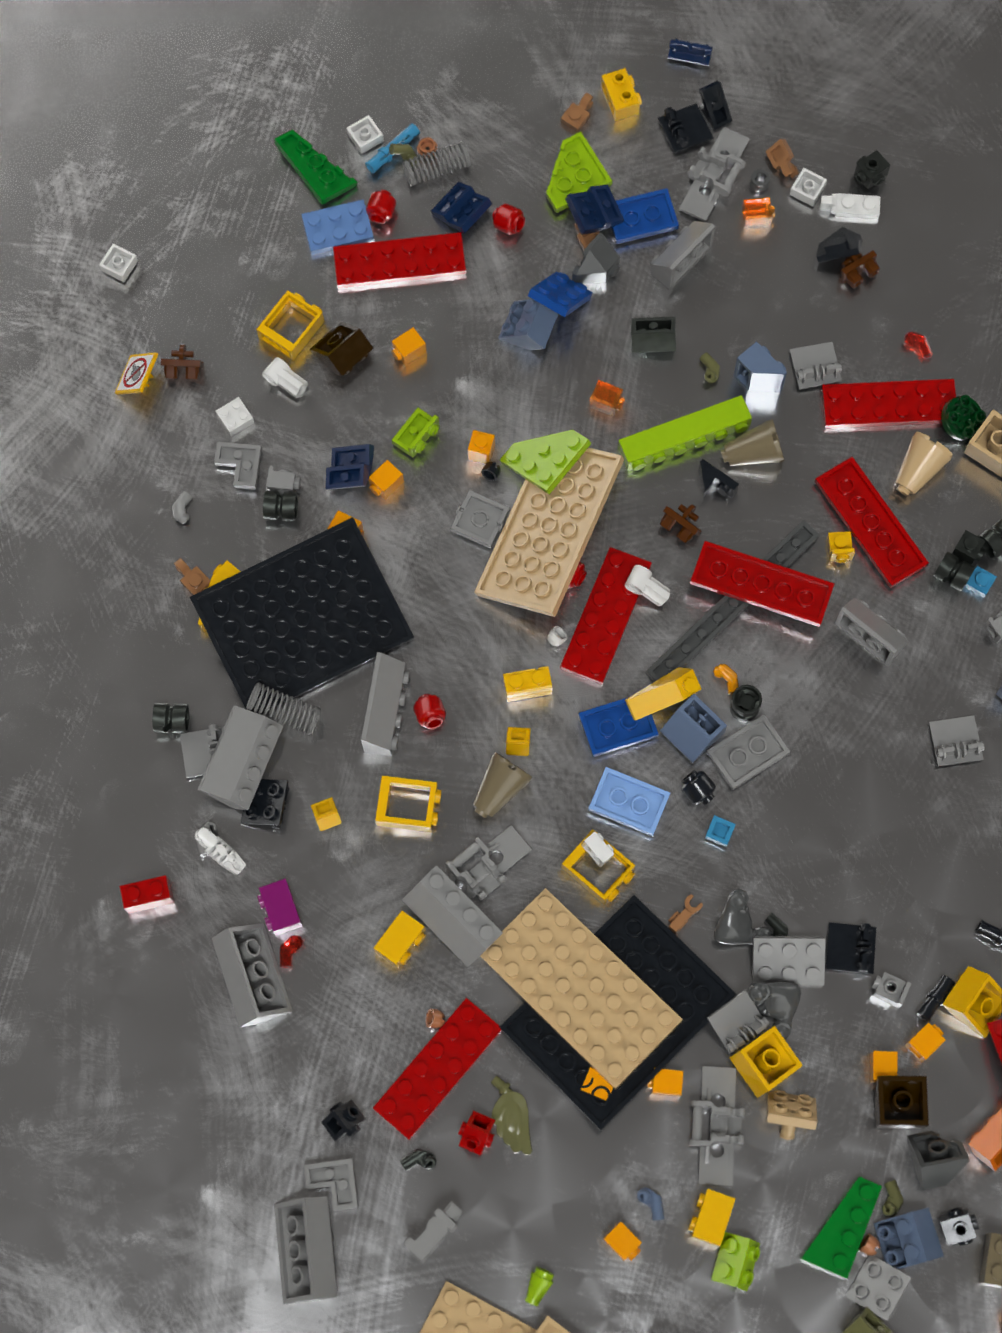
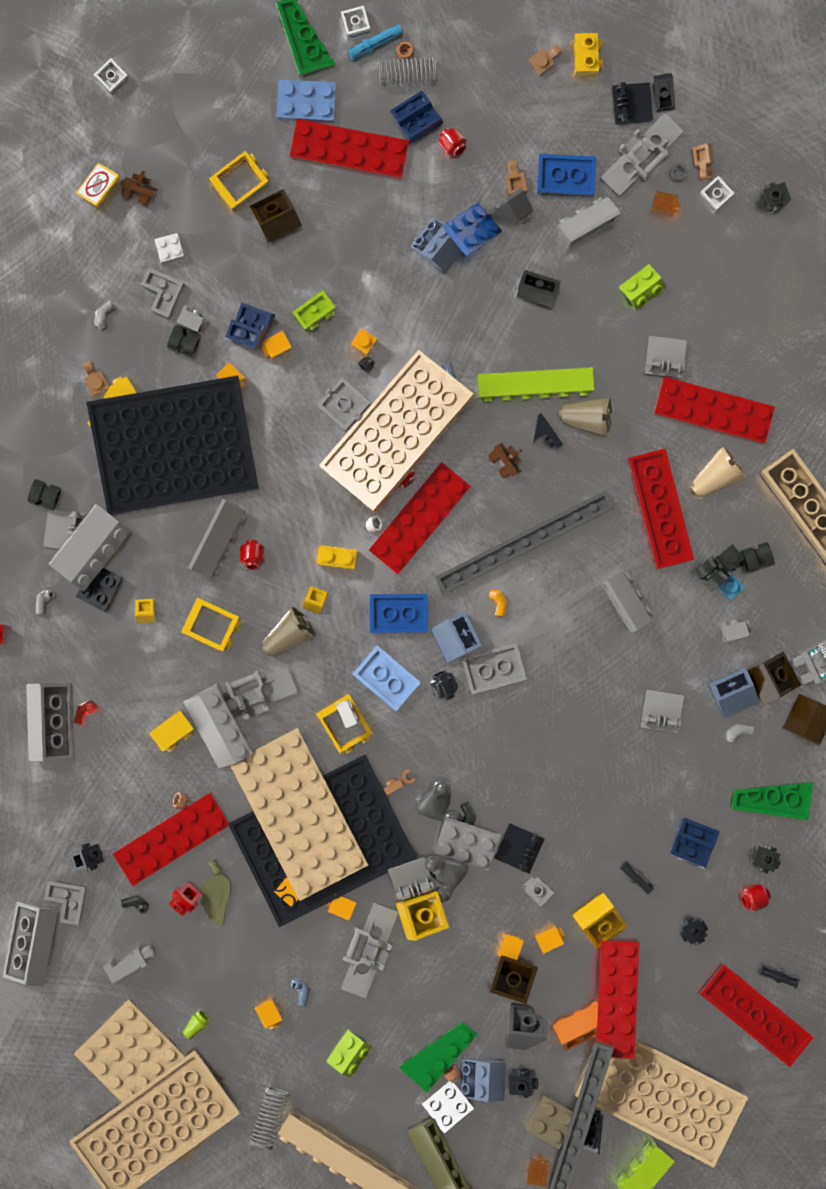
camera: 15 degrees right, 15 degrees up
(219, 851) = (52, 616): white hinge -> none
(279, 907) = (86, 675): magenta brick -> none
(281, 375) = (218, 223): white piece -> none
(310, 724) = (117, 499): light grey piece -> none
(381, 206) = (348, 95): red head -> none
(404, 150) = (384, 48): olive arm -> none
(408, 346) = (331, 232): light orange brick -> none
(546, 458) = (413, 370): lime plate -> none
(575, 171) = (523, 117): lime plate -> none
(594, 209) = (527, 158): dark blue slope -> none
(607, 398) = (482, 332): clear orange brick -> none
(642, 583) = (457, 504): white piece -> none
(663, 693) = (442, 601): yellow slope -> none
(690, 52) = (661, 31): dark blue hinge -> none
(712, 370) = (578, 333): olive arm -> none
(712, 1217) = (342, 1016): yellow brick -> none
(720, 831) = (450, 725): dark azure plate -> none
(745, 703) = (505, 629): pearl dark grey wheel -> none
(759, 370) = (614, 350): sand blue slope -> none
(762, 583) = (552, 535): red plate -> none
(765, 302) = (643, 287): none -> lime bracket
(791, 1112) = (427, 959): tan plate -> none
(839, 245) = (723, 257): black plate -> none
(840, 546) = (629, 521): yellow bracket -> none
(852, 205) = (749, 221): white hinge -> none
(855, 265) = (724, 285): reddish brown hips -> none
(894, 1200) = (483, 1048): olive arm -> none
(920, 342) = (758, 363): clear red arm -> none
(935, 998) = (570, 908): black pin -> none
(962, 417) = (768, 444): dark green tile -> none

